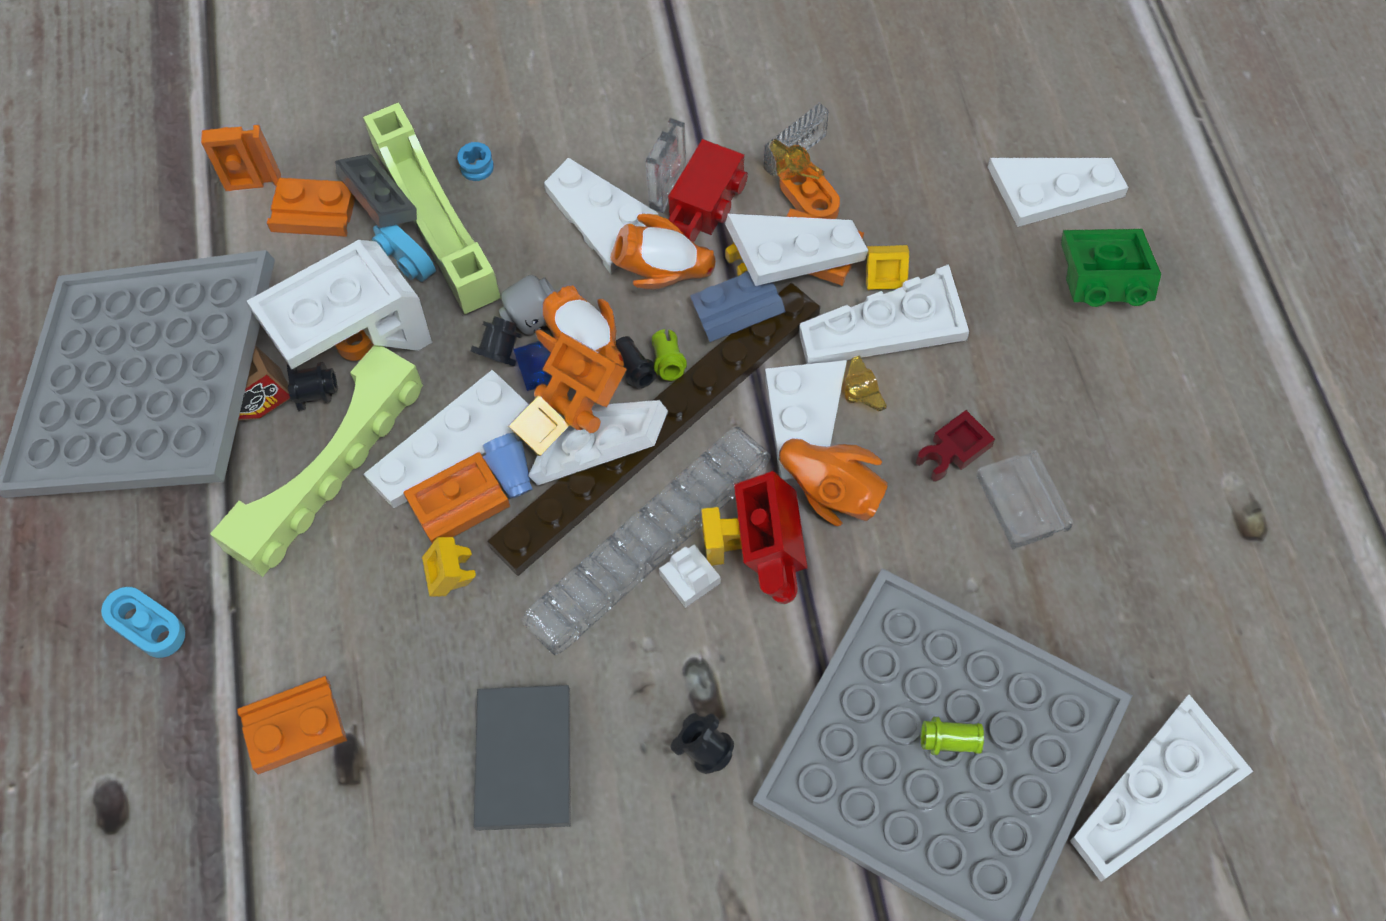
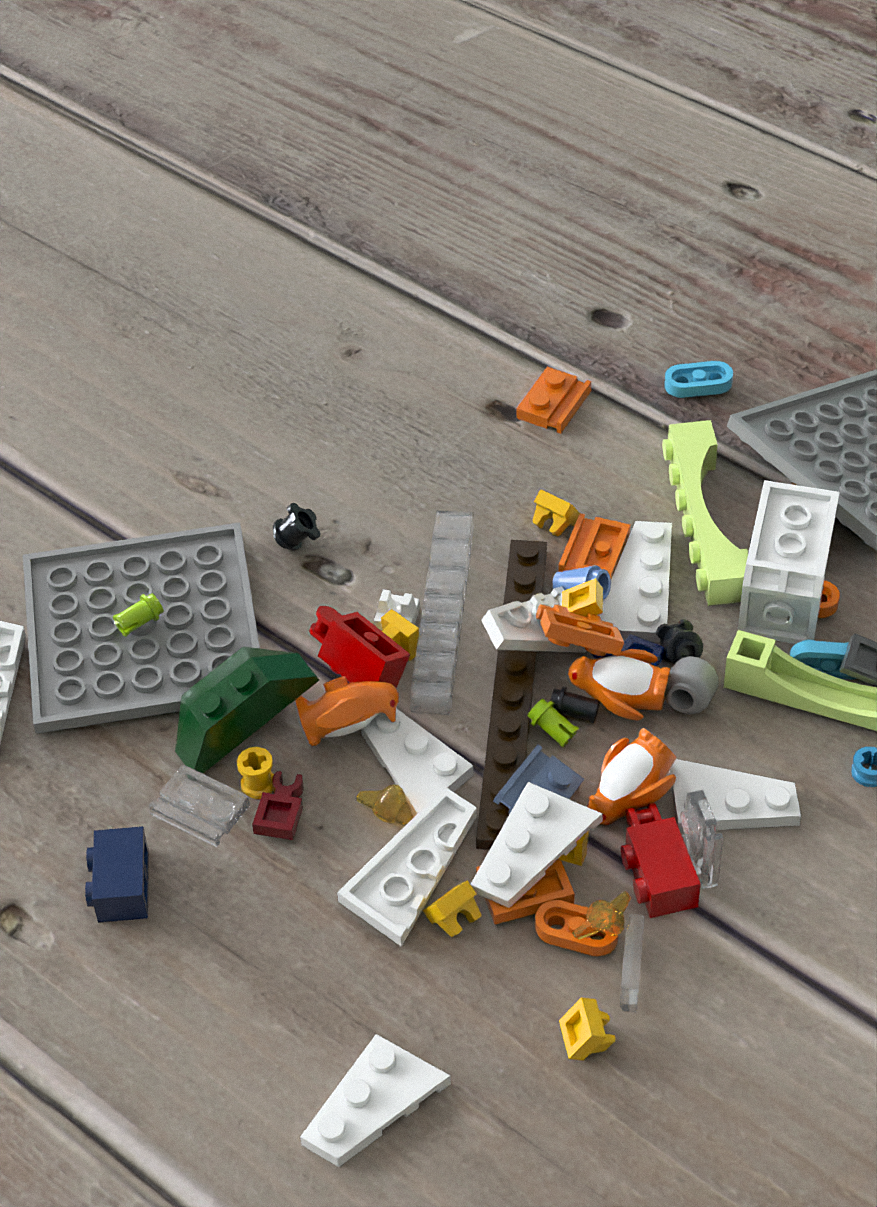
camera: 140 degrees right, 15 degrees down
(522, 758) = (403, 468): dark grey tile -> none
(871, 122) = (584, 1029): none -> yellow tile
(925, 550) = (237, 702): none -> dark green wedge
(955, 476) = (255, 767): none -> yellow bush
(1110, 266) = (263, 1035): green plate -> none
(1139, 477) = (119, 874): none -> dark blue brick

